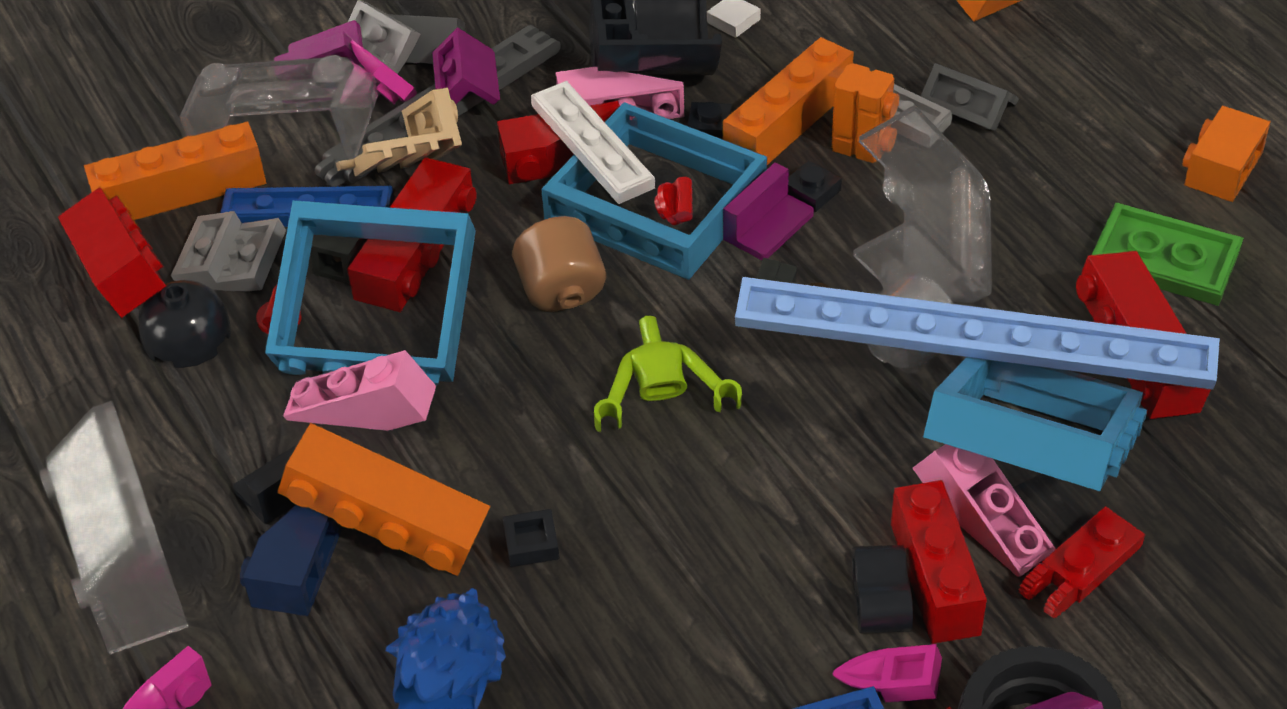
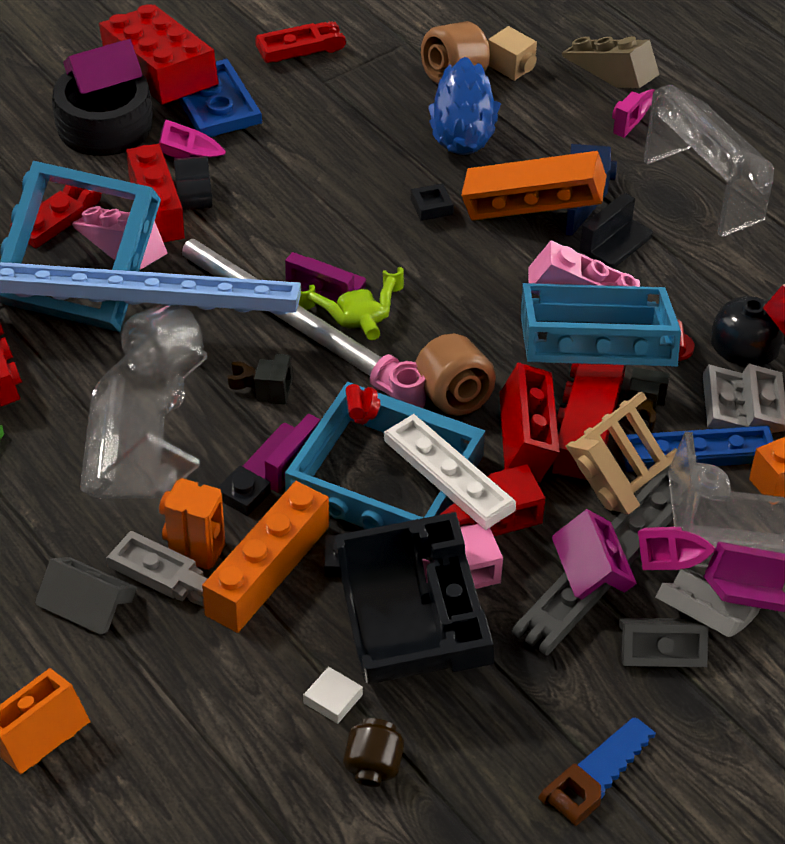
camera: 170 degrees right, 0 degrees up
(493, 198) = (529, 420): none -> red brick
(640, 288) = (385, 372): none -> flat silver piece
(699, 426) = (328, 280): none -> magenta panel

